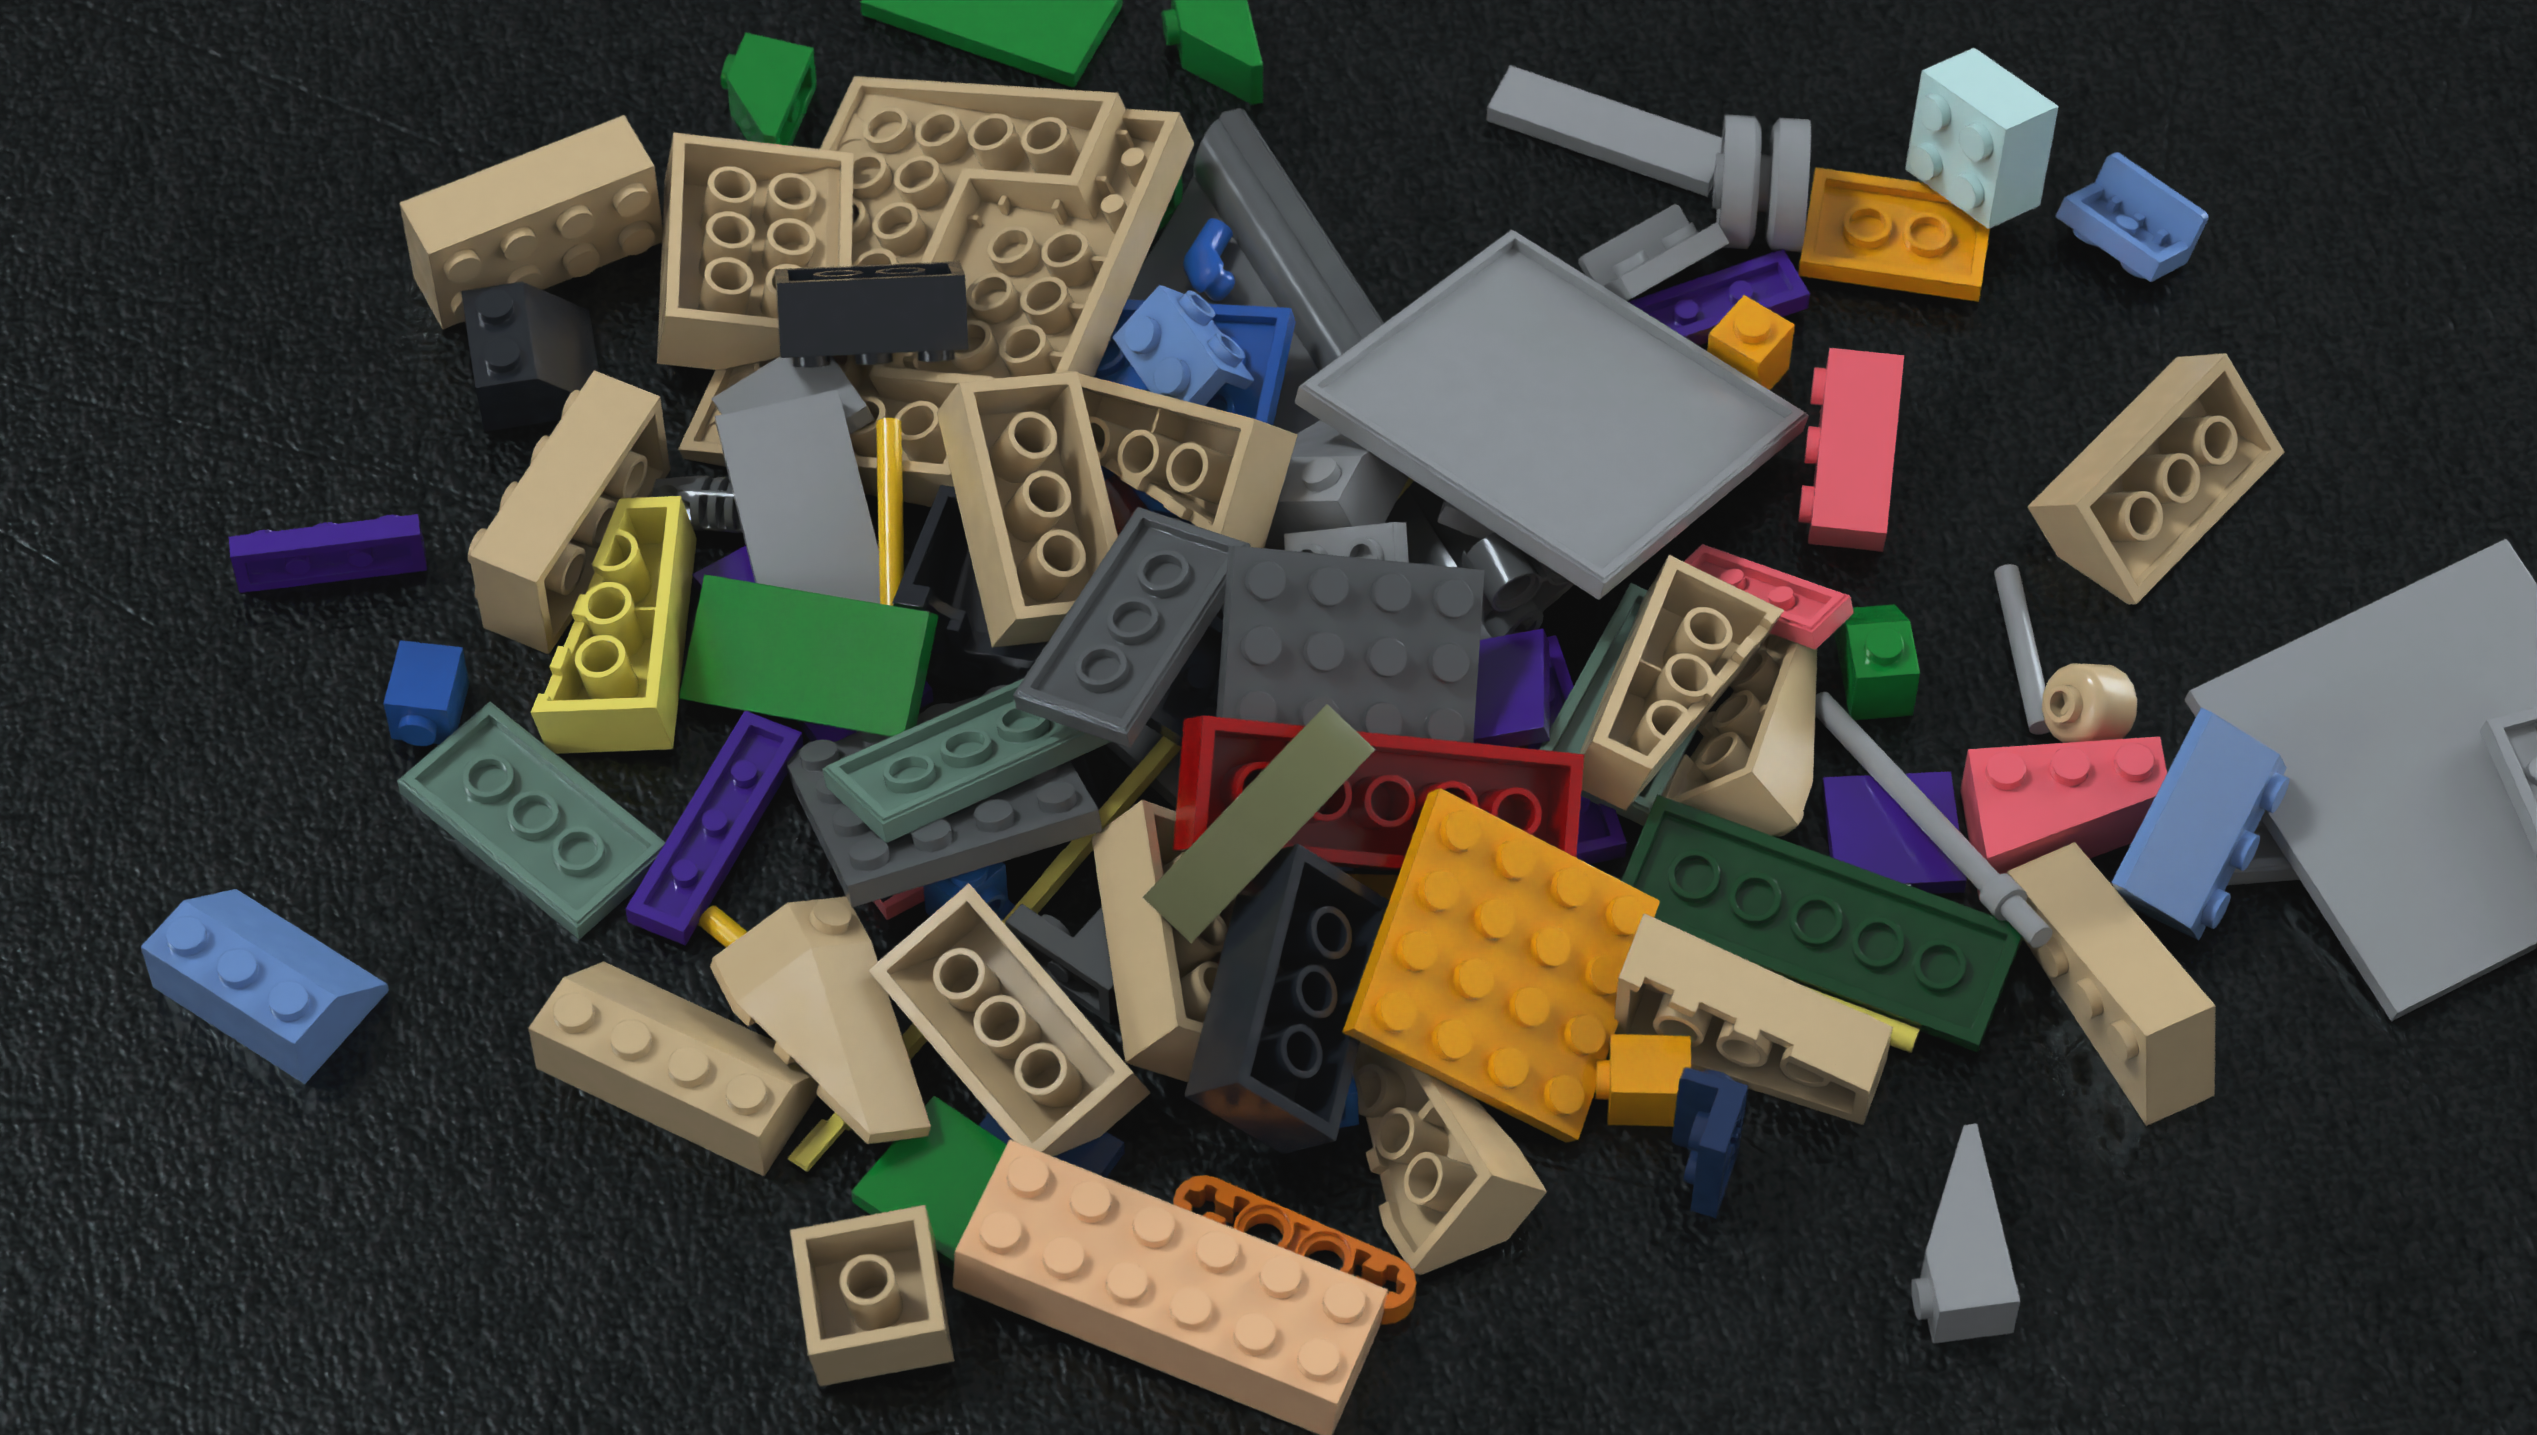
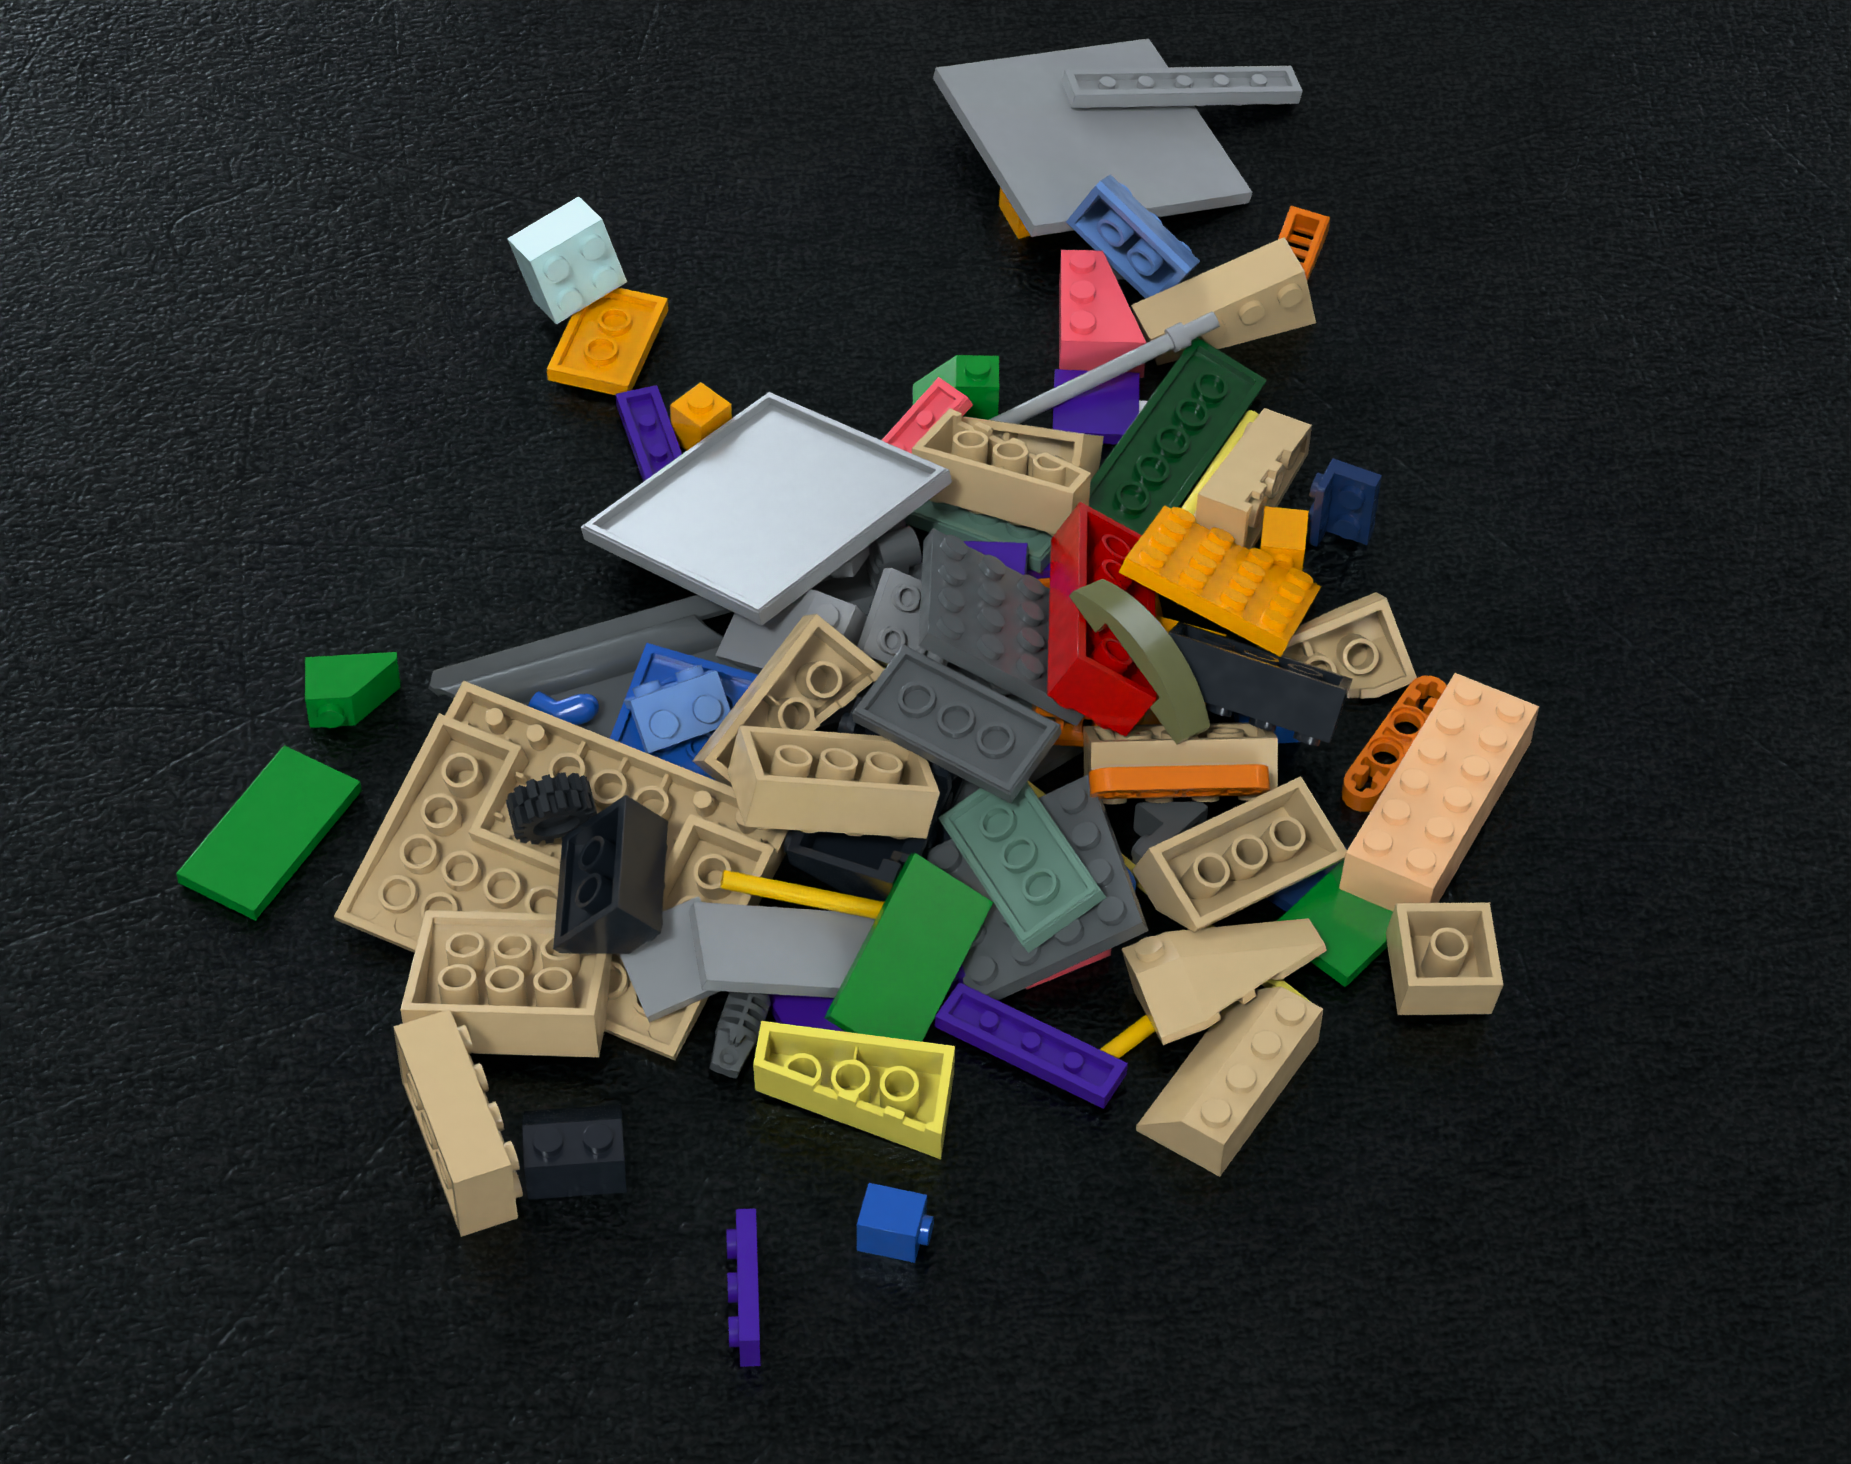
camera: 85 degrees left, 5 degrees down
(260, 980) = (1143, 1340): medium blue slope -> none
(533, 819) = (1007, 1165): sand green tile -> none
(555, 517) = (749, 1107): tan brick -> none
(769, 88) = (343, 973): green slope -> none
(969, 223) = (550, 807): none -> black tyre
(1090, 914) = (1179, 781): none -> orange beam
(1605, 130) = (477, 483): light grey tile -> none
(1650, 253) = (613, 458): light grey bracket -> none
(1763, 183) = (569, 386): light grey wheel -> none
(1852, 449) = (799, 370): coral wedge -> none
(1967, 1269) = (1413, 406): light grey slope -> none
(2022, 645) = (956, 326): light grey bar -> none
(2089, 703) = (1019, 289): tan head -> none
(2135, 219) = (631, 213): medium blue bracket -> none
(2158, 476) = (833, 238): tan slope -> none
(2307, 1109) = (1309, 224): none -> orange slope

